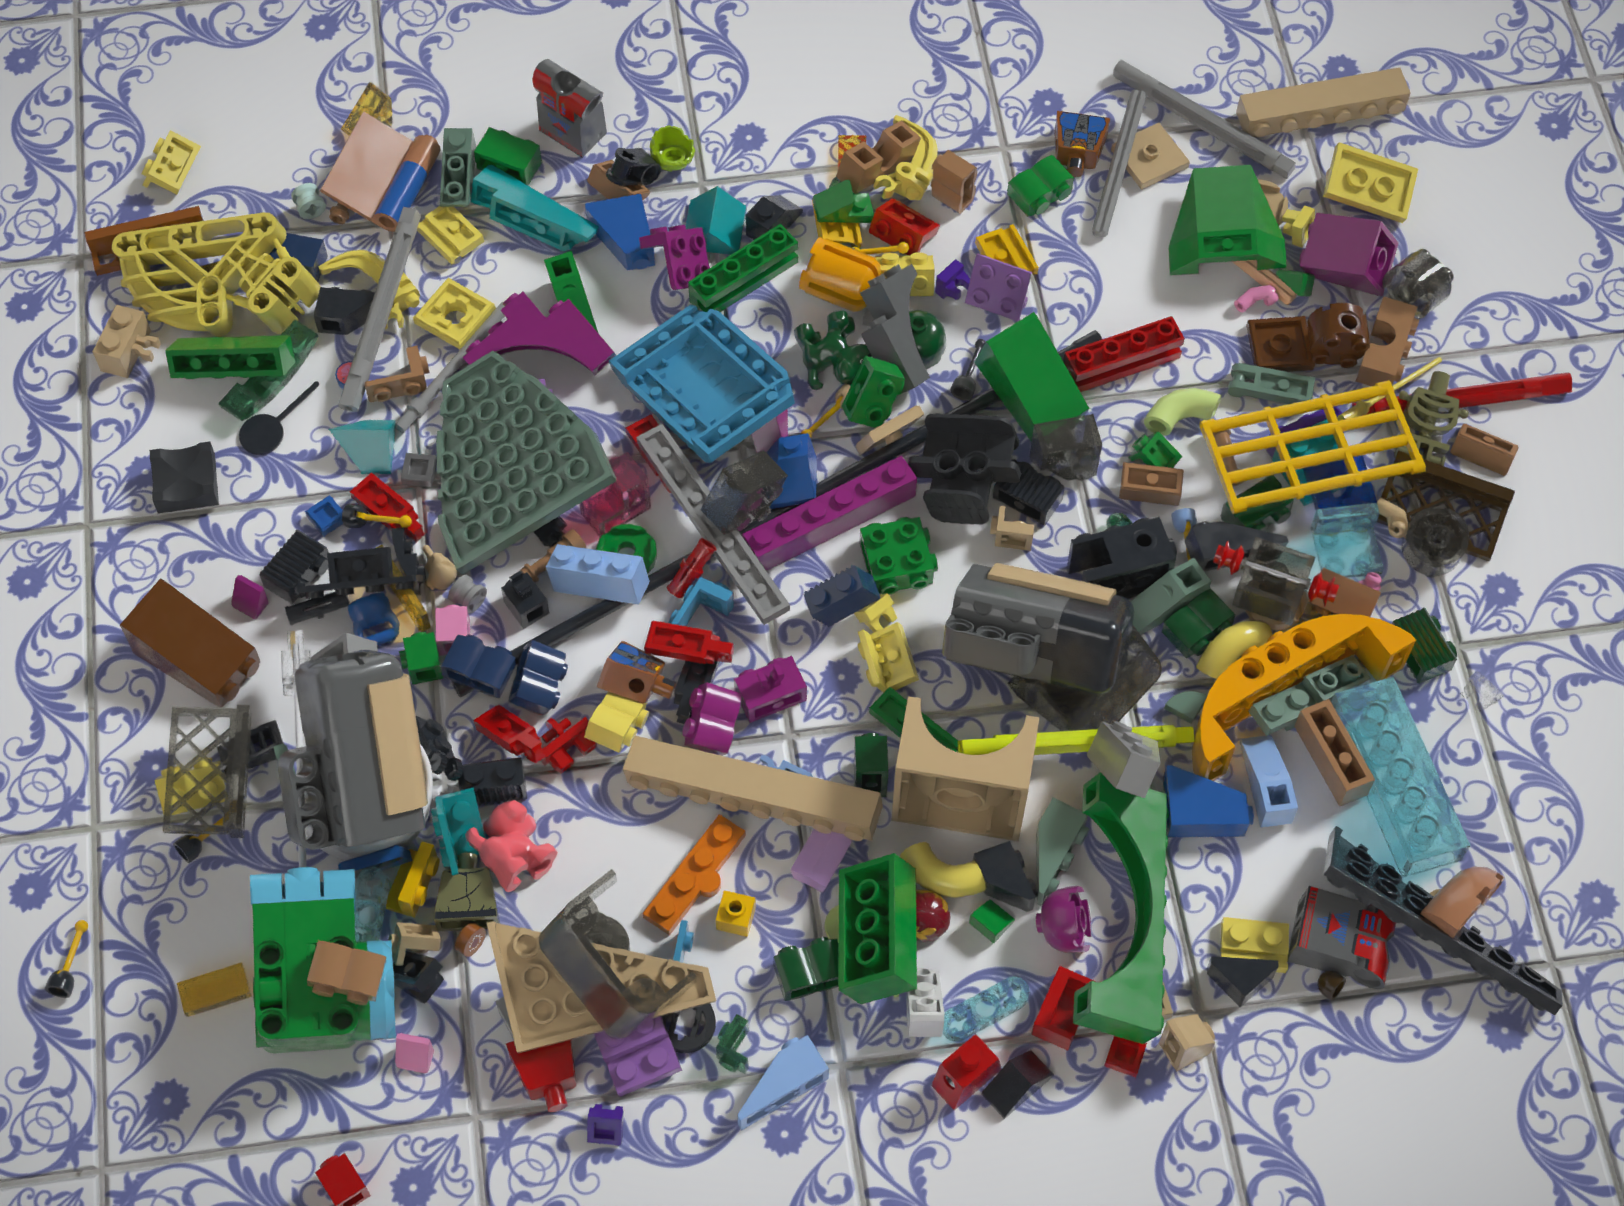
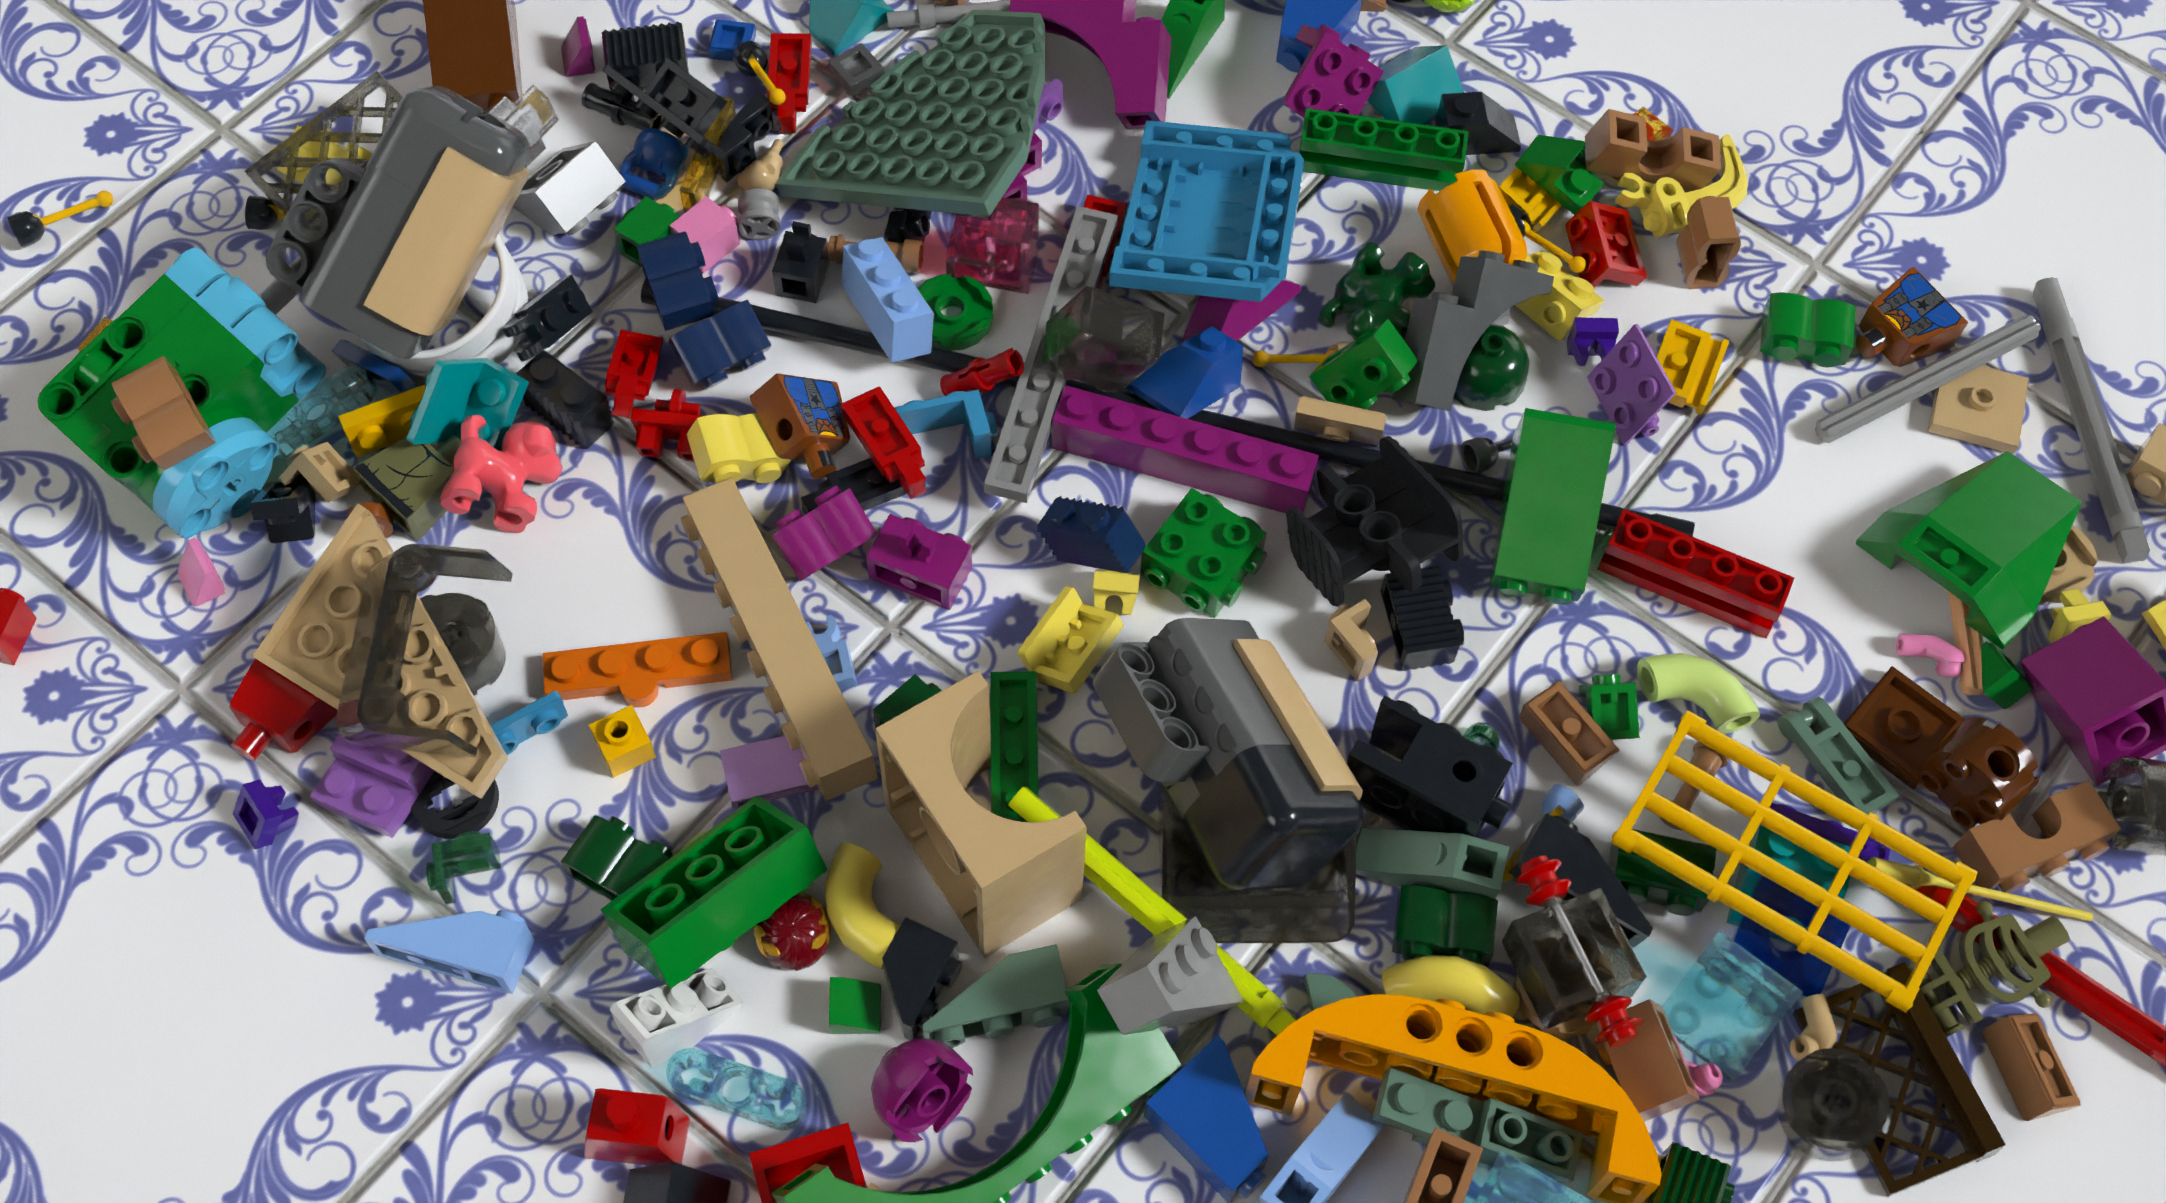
camera: 45 degrees right, 0 degrees up
(1067, 447) = (1509, 606): clear smoke slope -> none

